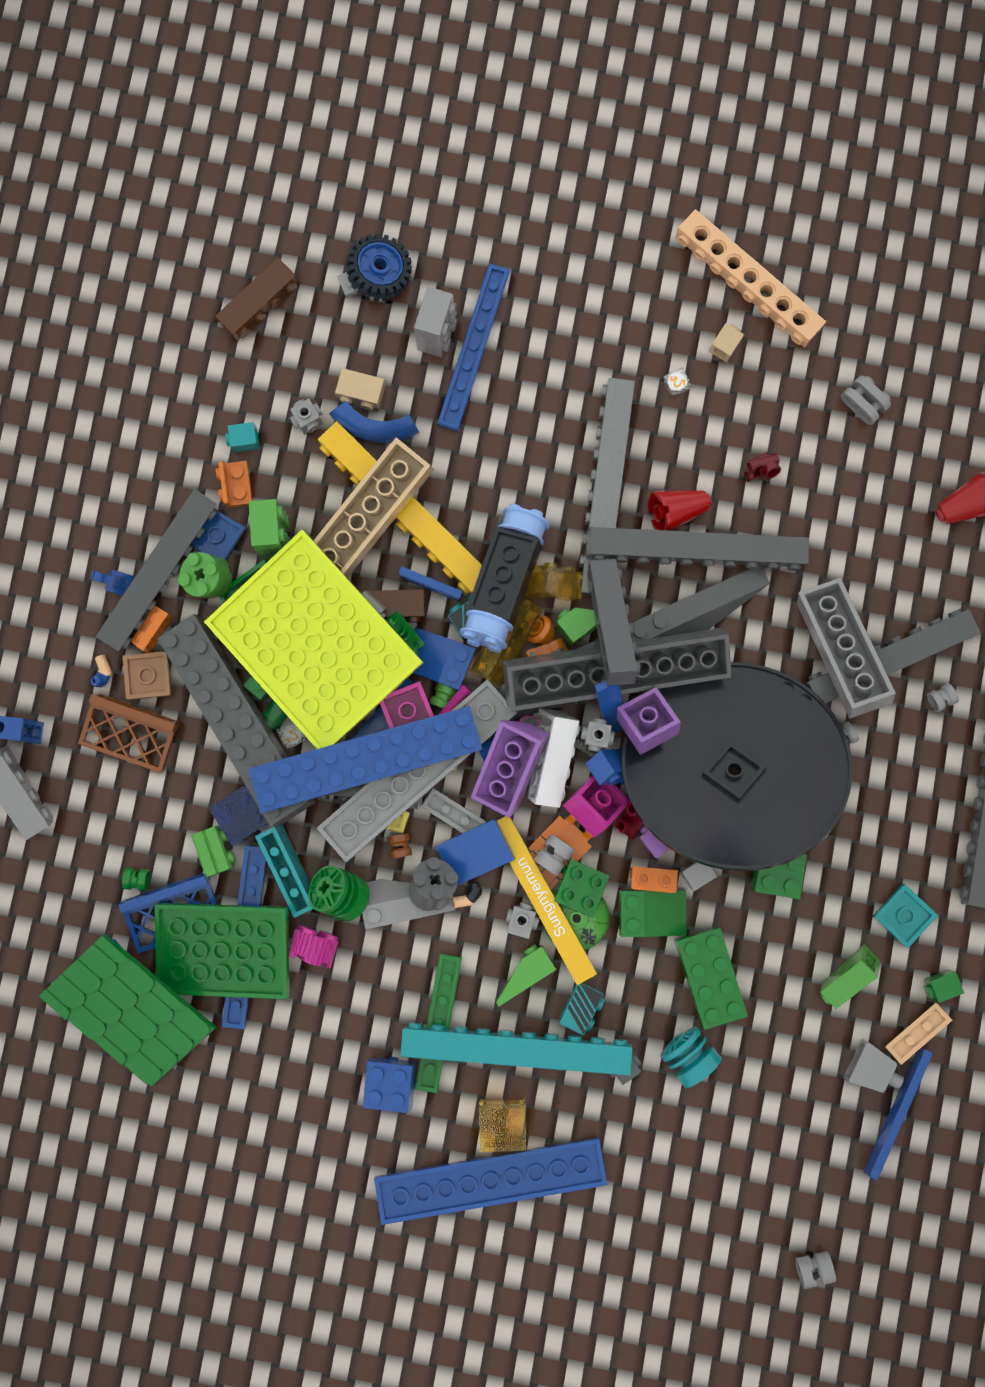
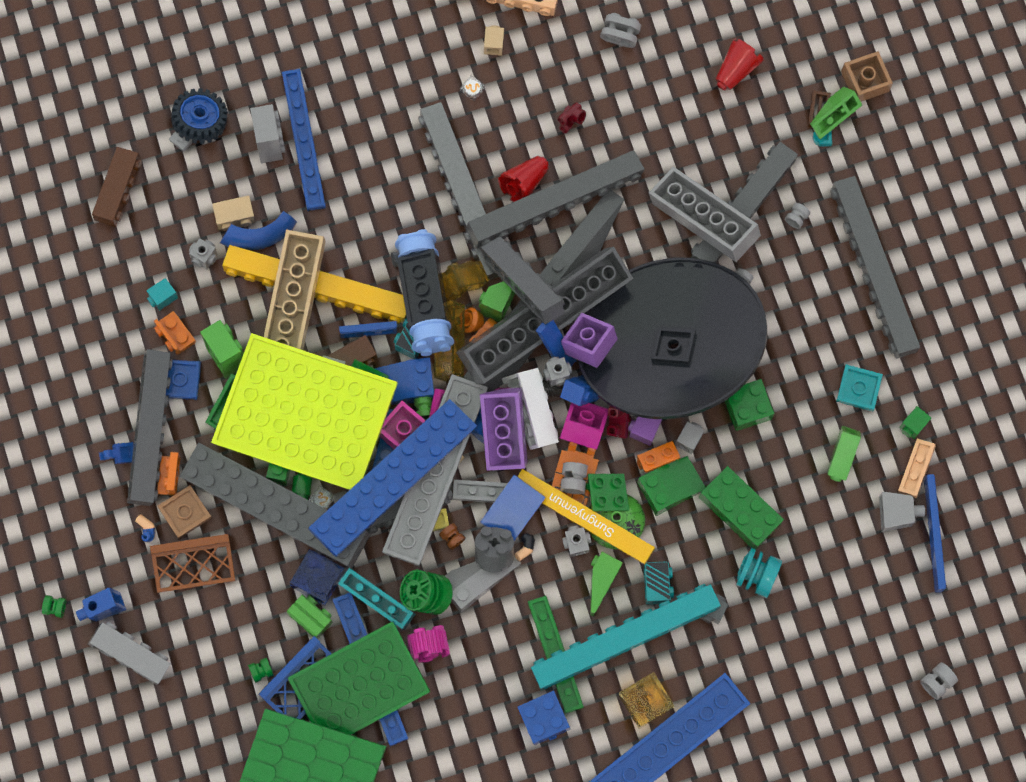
camera: 35 degrees left, 10 degrees down
(205, 575) = (180, 411): bright green brick -> none

